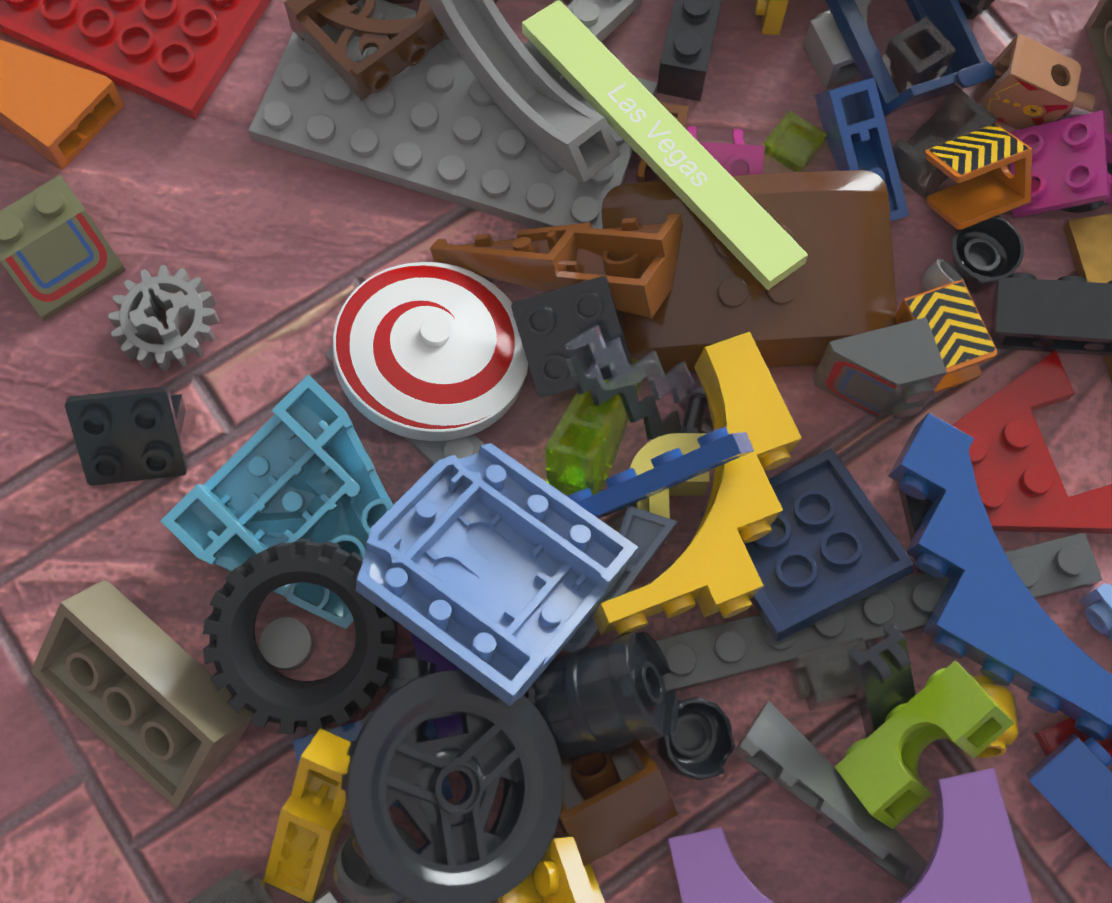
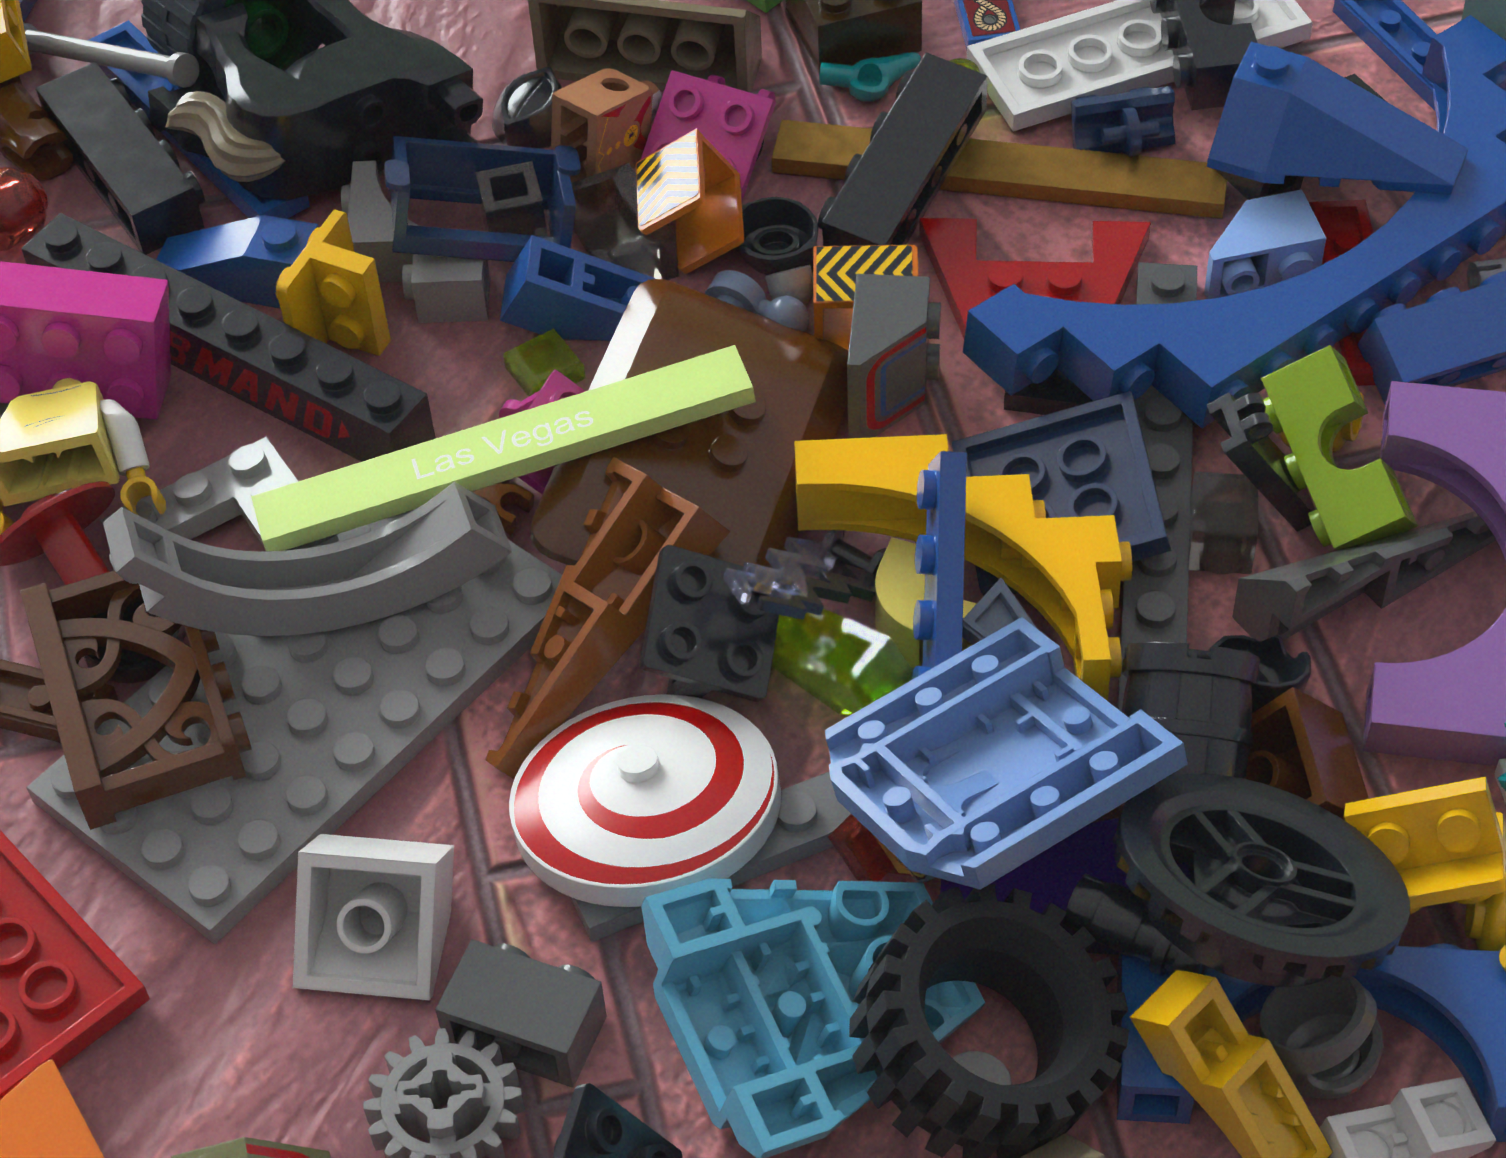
camera: 65 degrees left, 20 degrees down
(246, 337) = (531, 1009): none -> dark grey brick
(290, 217) = (371, 915): none -> white slope
(906, 255) = (747, 294): none -> sand blue plate
(1043, 25) = (525, 110): none -> black hat

